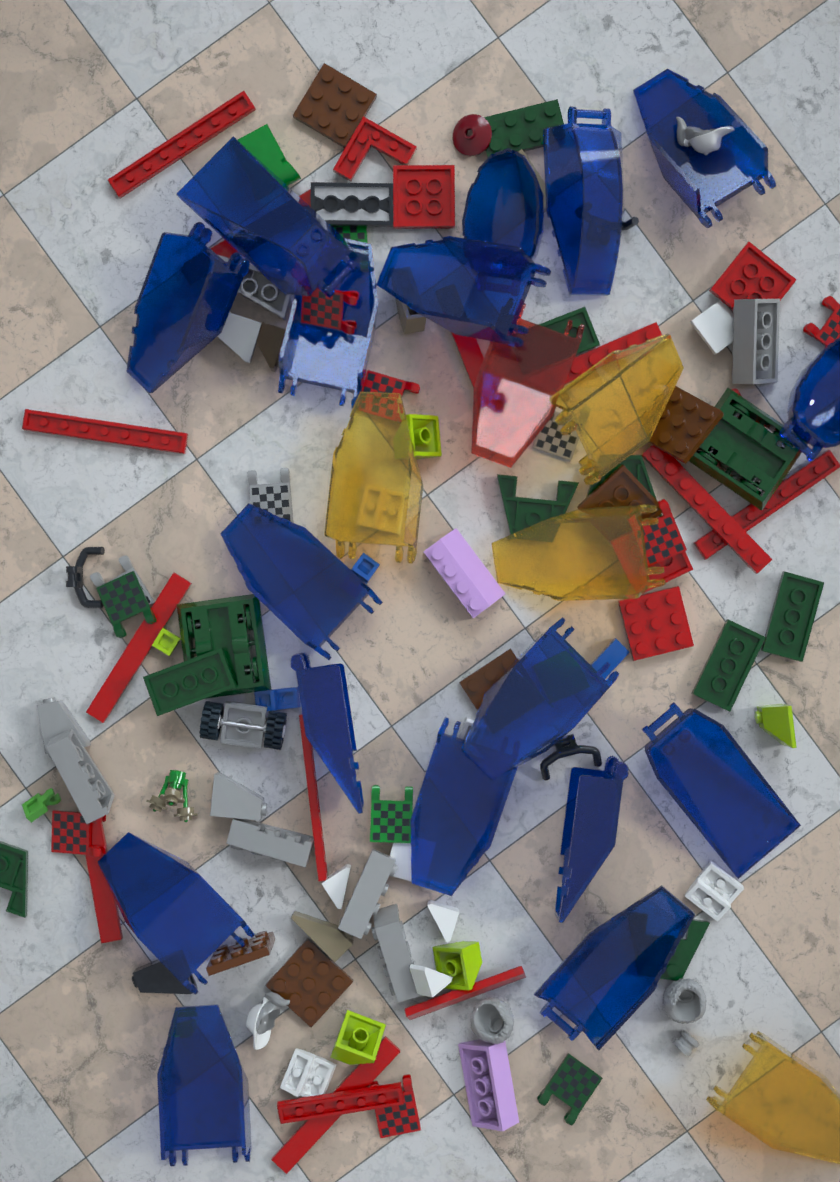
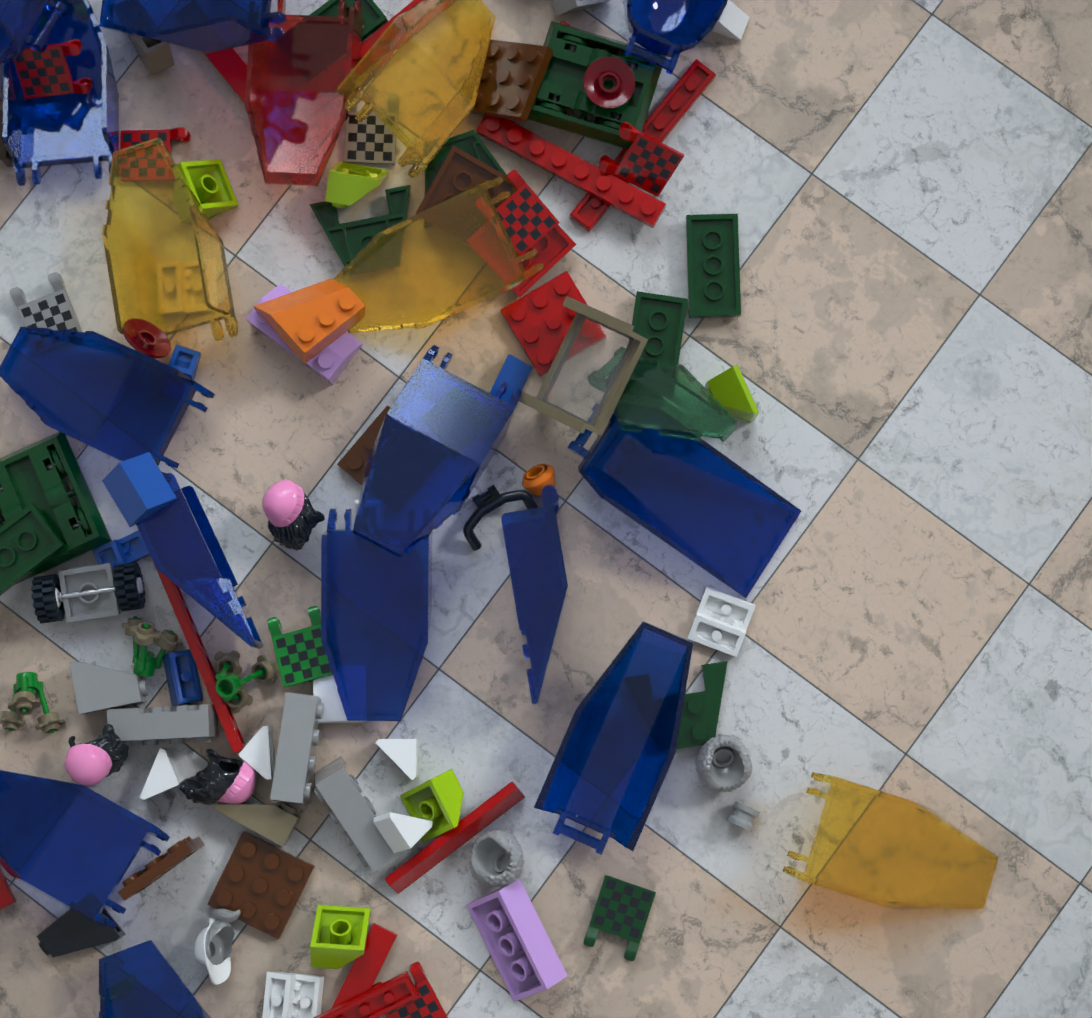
camera: 15 degrees left, 5 degrees down
(212, 859) = (96, 759): none -> bright pink hair
(260, 881) = (162, 776): none -> white slope
(278, 774) = (144, 635): none -> plant
(294, 808) = (182, 678): none -> blue slope
(301, 898) = (221, 781): none -> black hair
(310, 672) = (138, 488): none -> blue slope
(332, 832) = (234, 688): none -> dark tan plant
(344, 545) = (146, 338): none -> dark red dish
(414, 713) = (290, 514): none -> hair
(476, 566) = (313, 316): none -> orange wedge
(537, 468) = (351, 182): none -> lime slope
(610, 742) = (537, 477): none -> orange cone
(675, 675) = (588, 370): none -> clear piece
(725, 714) = (672, 401): none -> clear green windscreen
(767, 522) = (645, 163): none -> red flag
(770, 454) = (613, 71): none -> dark red dish

